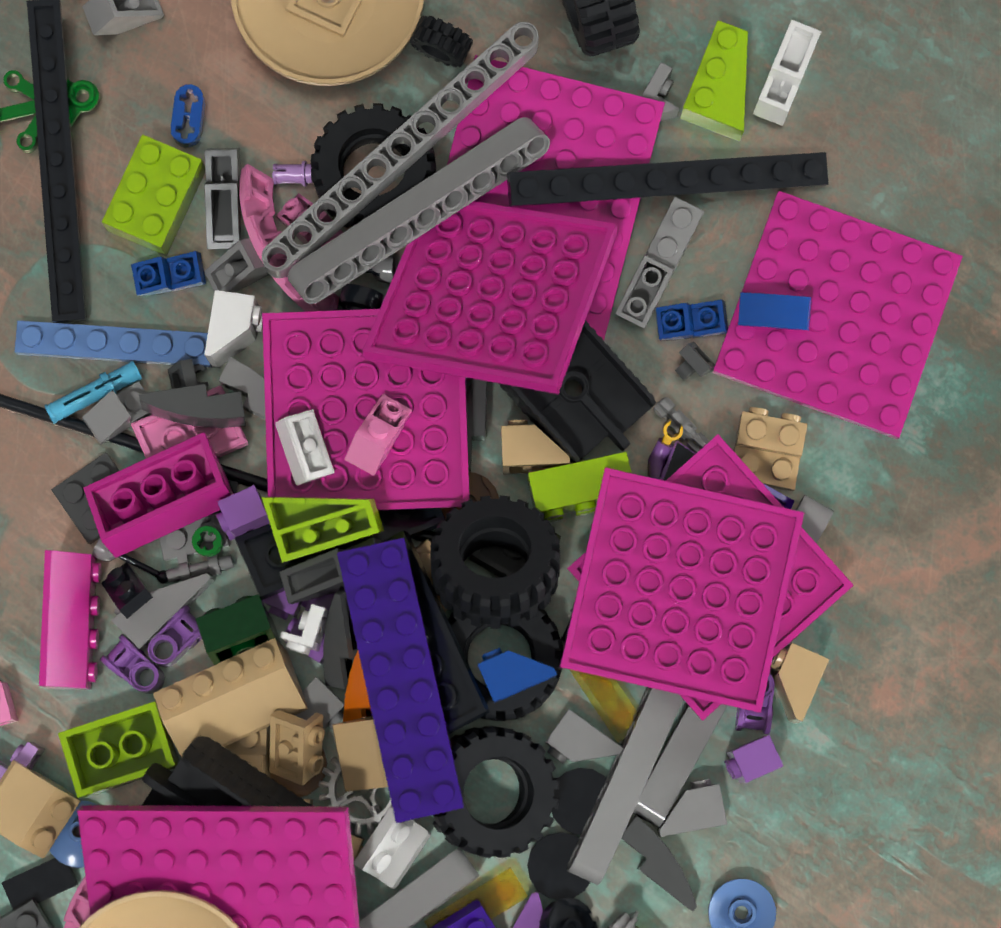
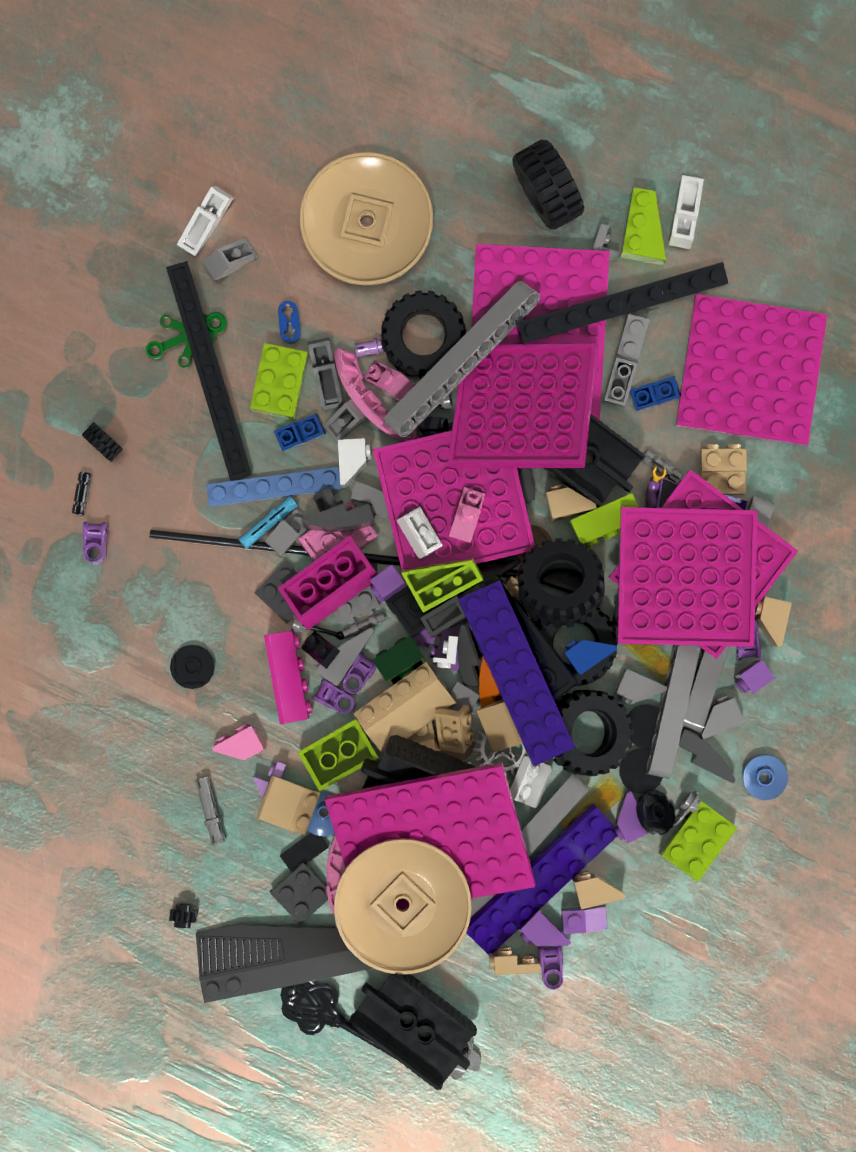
camera: 10 degrees left, 5 degrees up
(197, 539) = (373, 606): green bush -> none
(405, 134) = (448, 311): light grey beam -> none
(441, 41) = (450, 238): black tyre -> none
(695, 361) = (663, 421): dark grey tile -> none
(774, 311) = (710, 378): blue slope -> none

